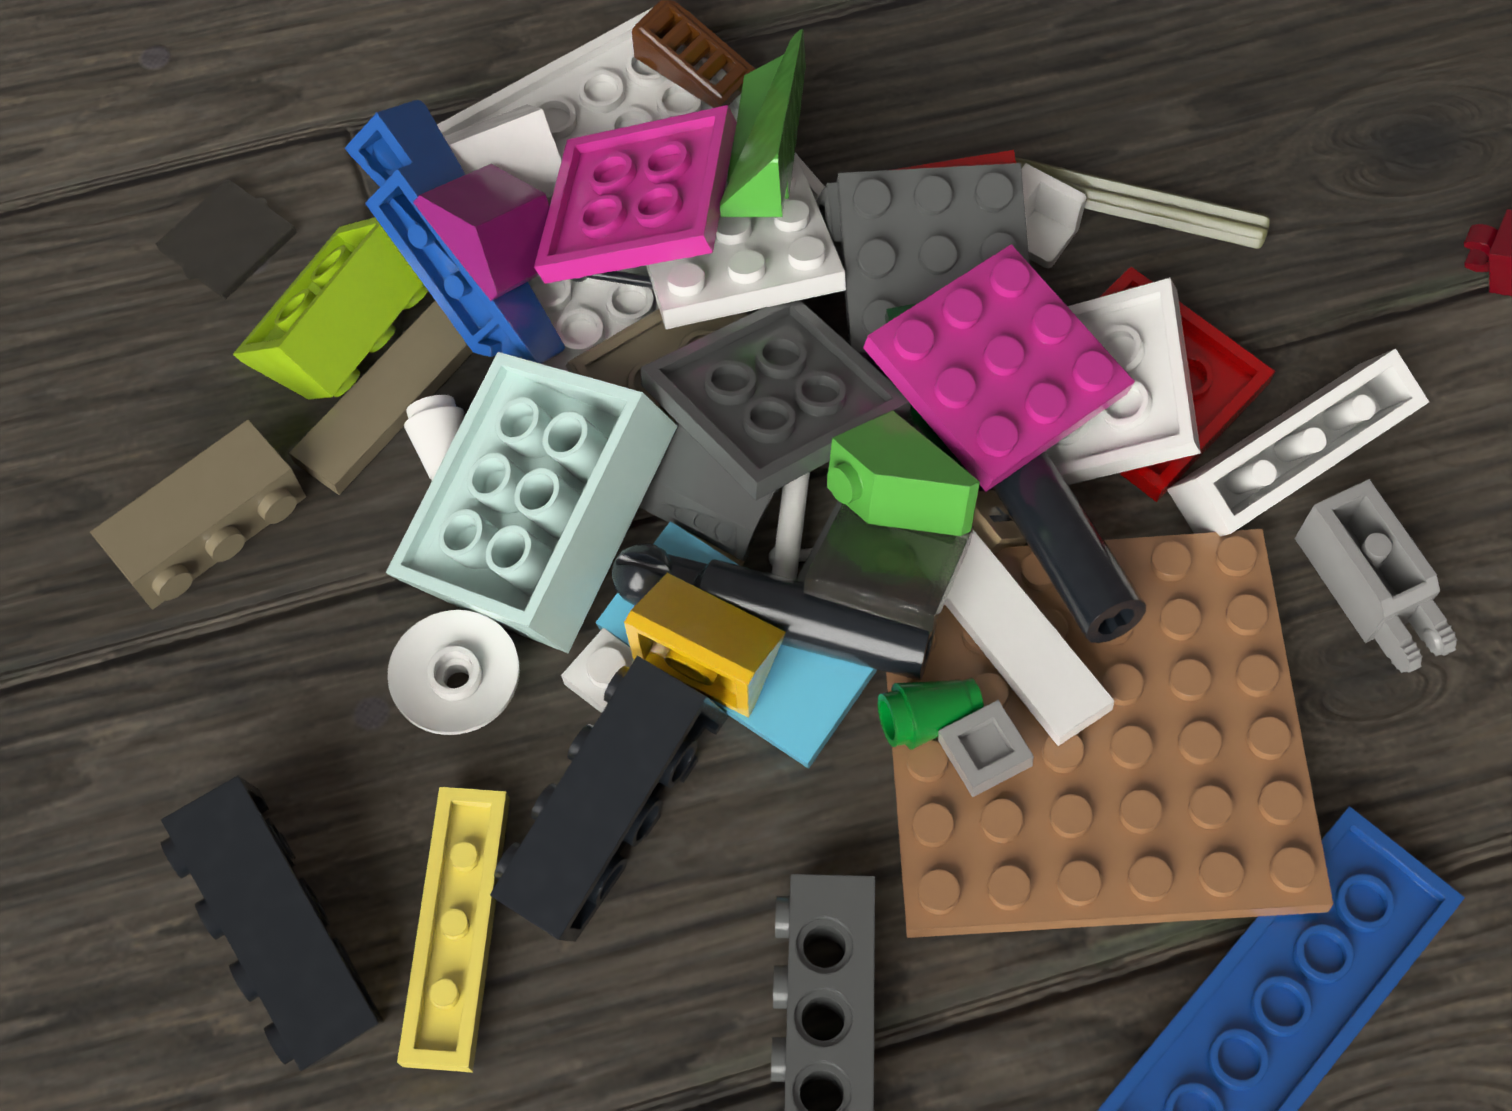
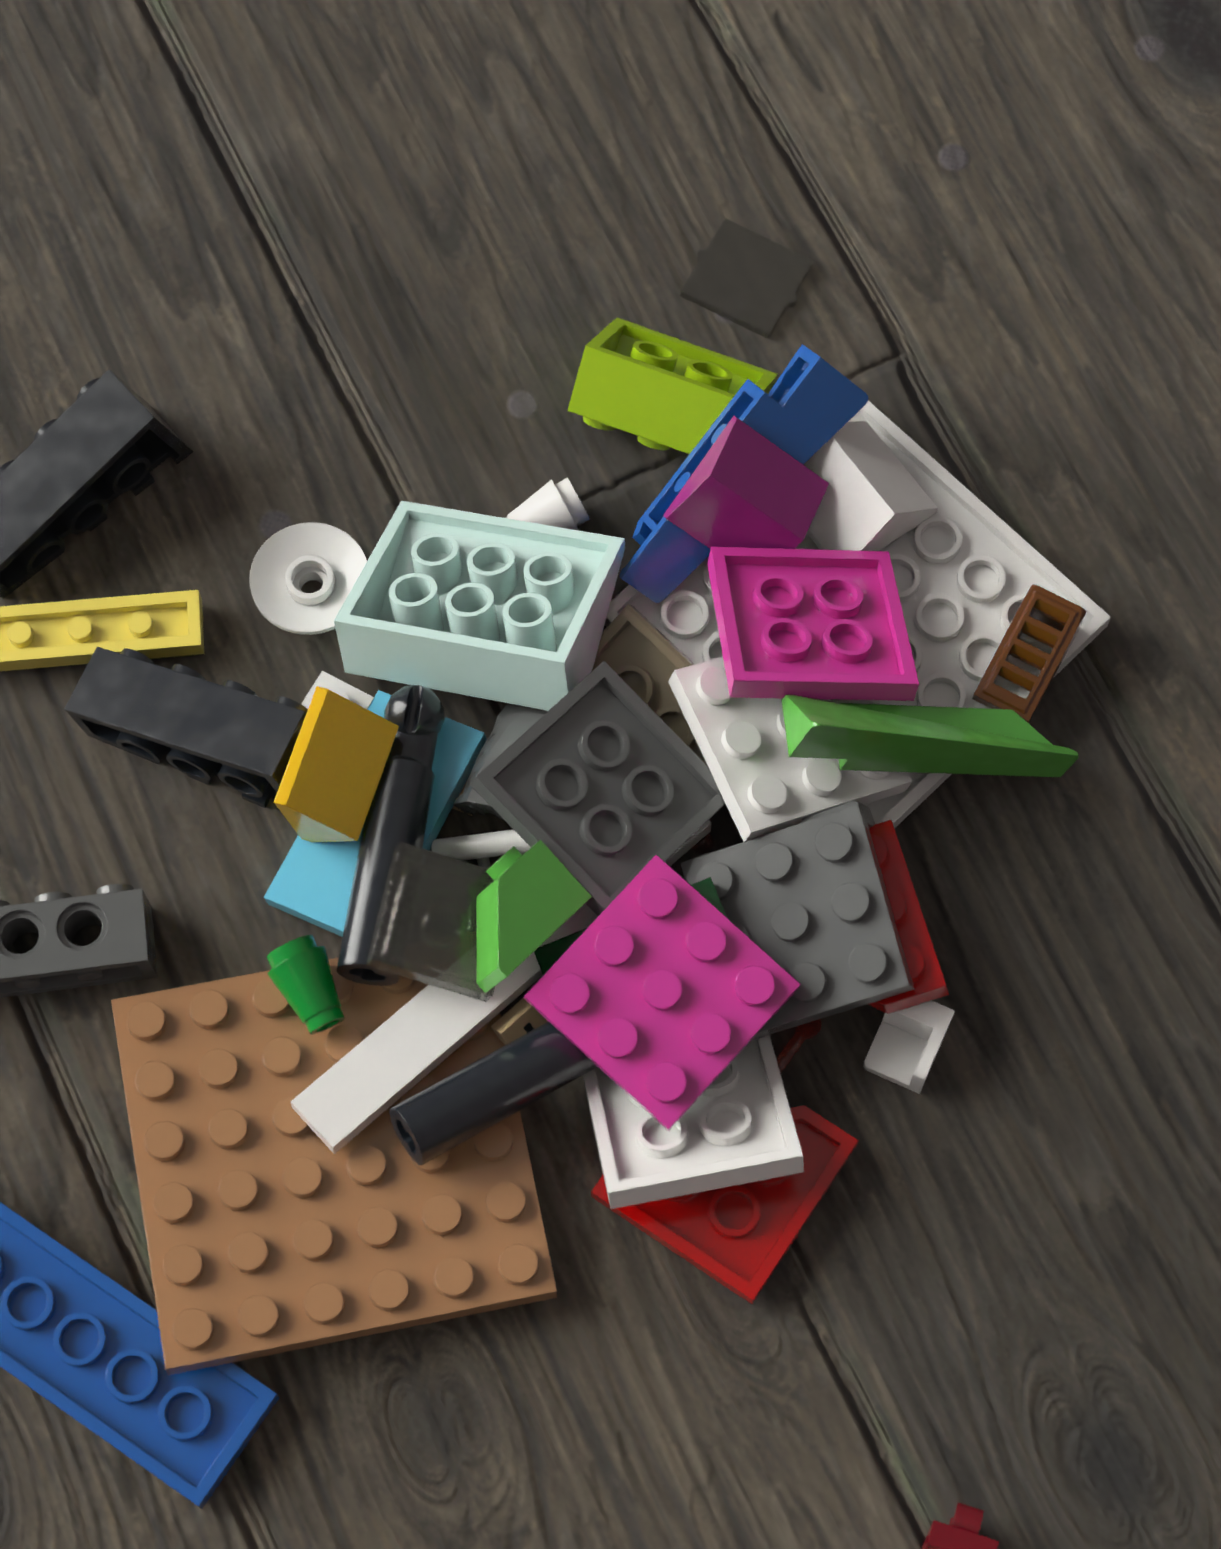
camera: 80 degrees right, 5 degrees up
(200, 514) = (434, 333): dark tan brick -> none
(378, 401) = (578, 452): dark tan tile -> none
(985, 748) = (273, 1037): light grey plate -> none
(1163, 207) = (957, 1137): axle -> none
(1298, 445) = (658, 1322): white brick -> none
(1376, 574) = (522, 1407): light grey hinge -> none

